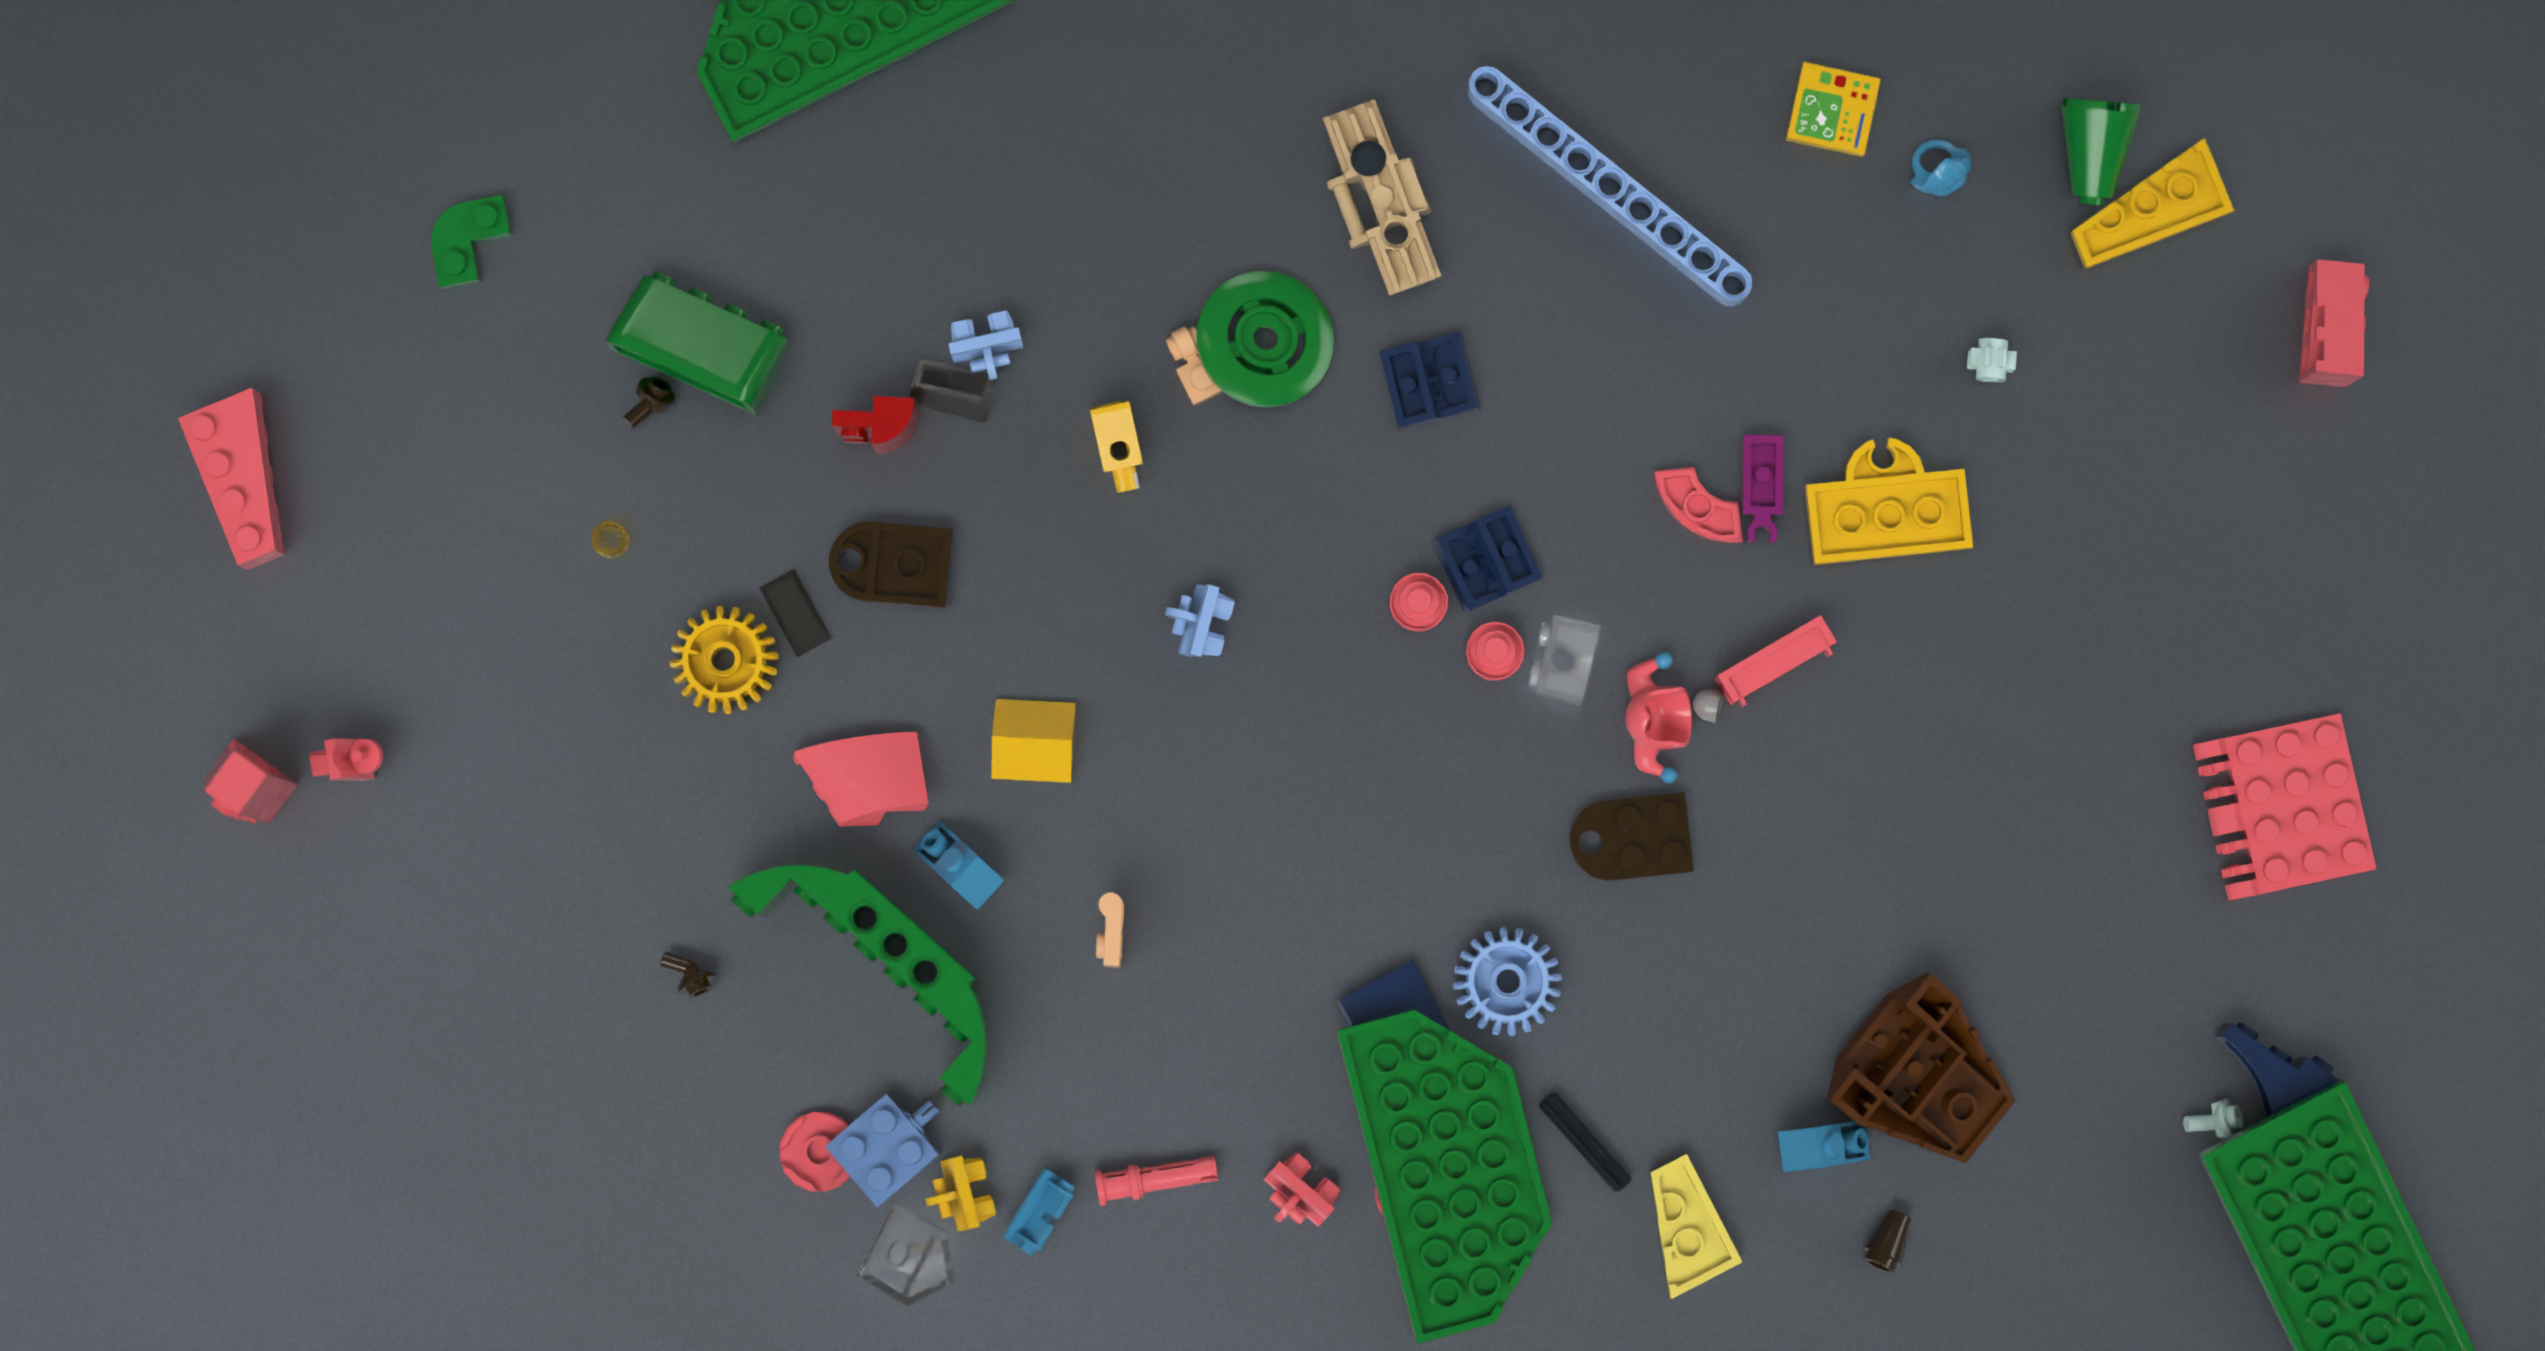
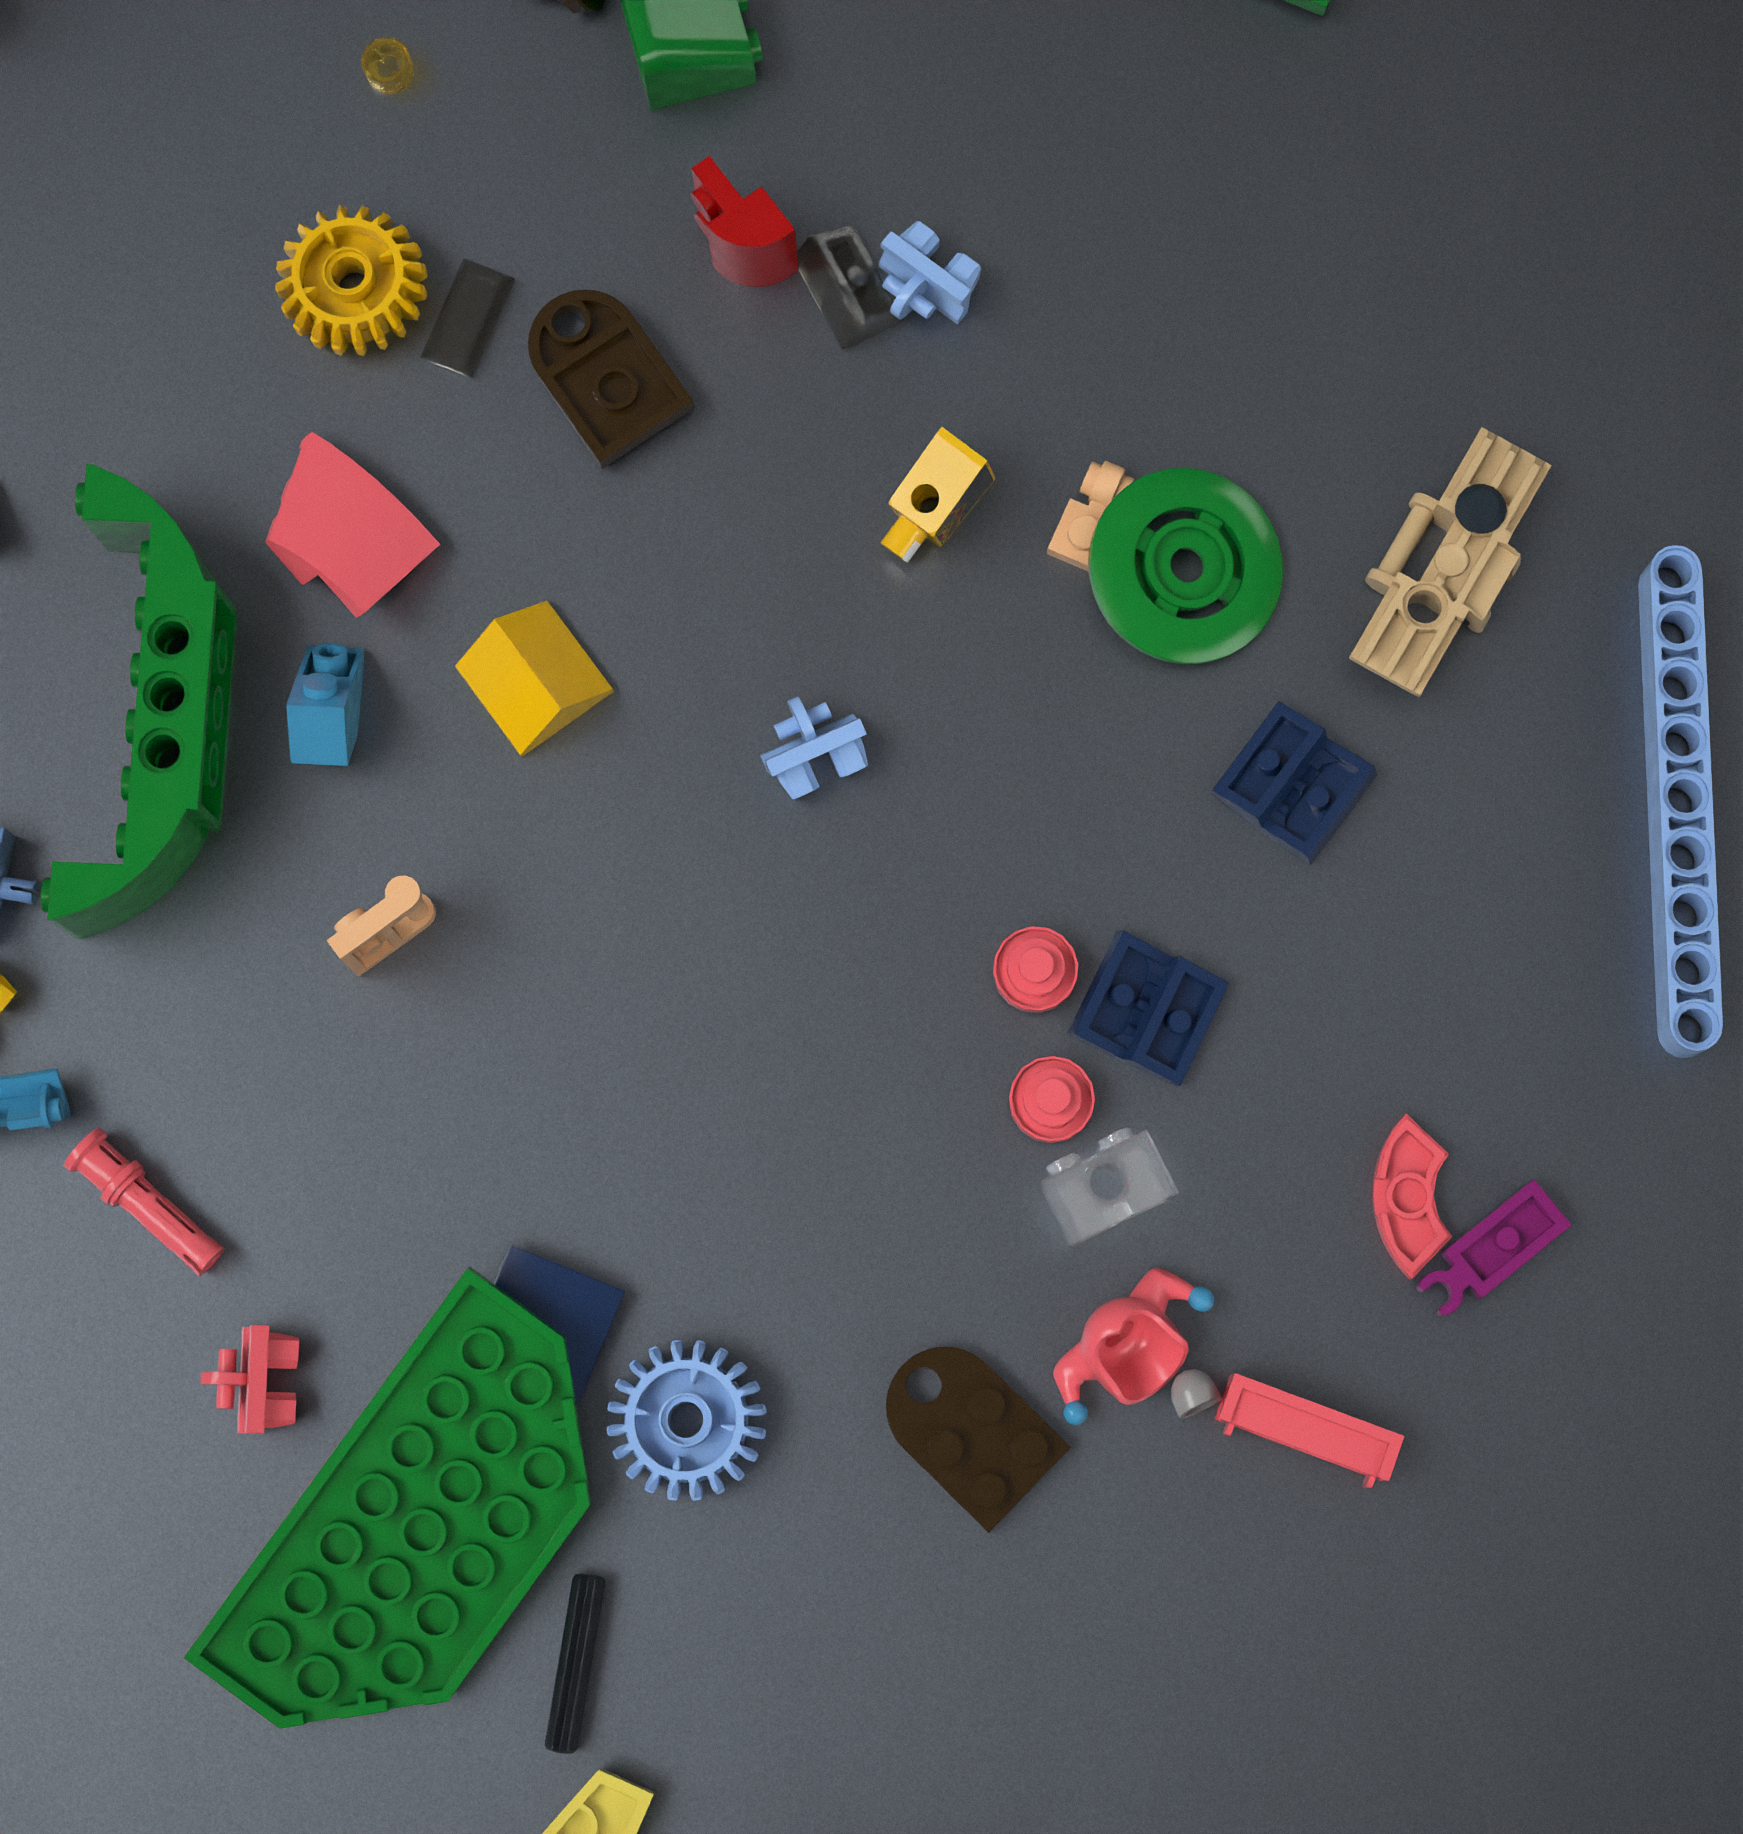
camera: 60 degrees right, 5 degrees down
(1888, 509) = (1591, 1417): yellow plate -> none

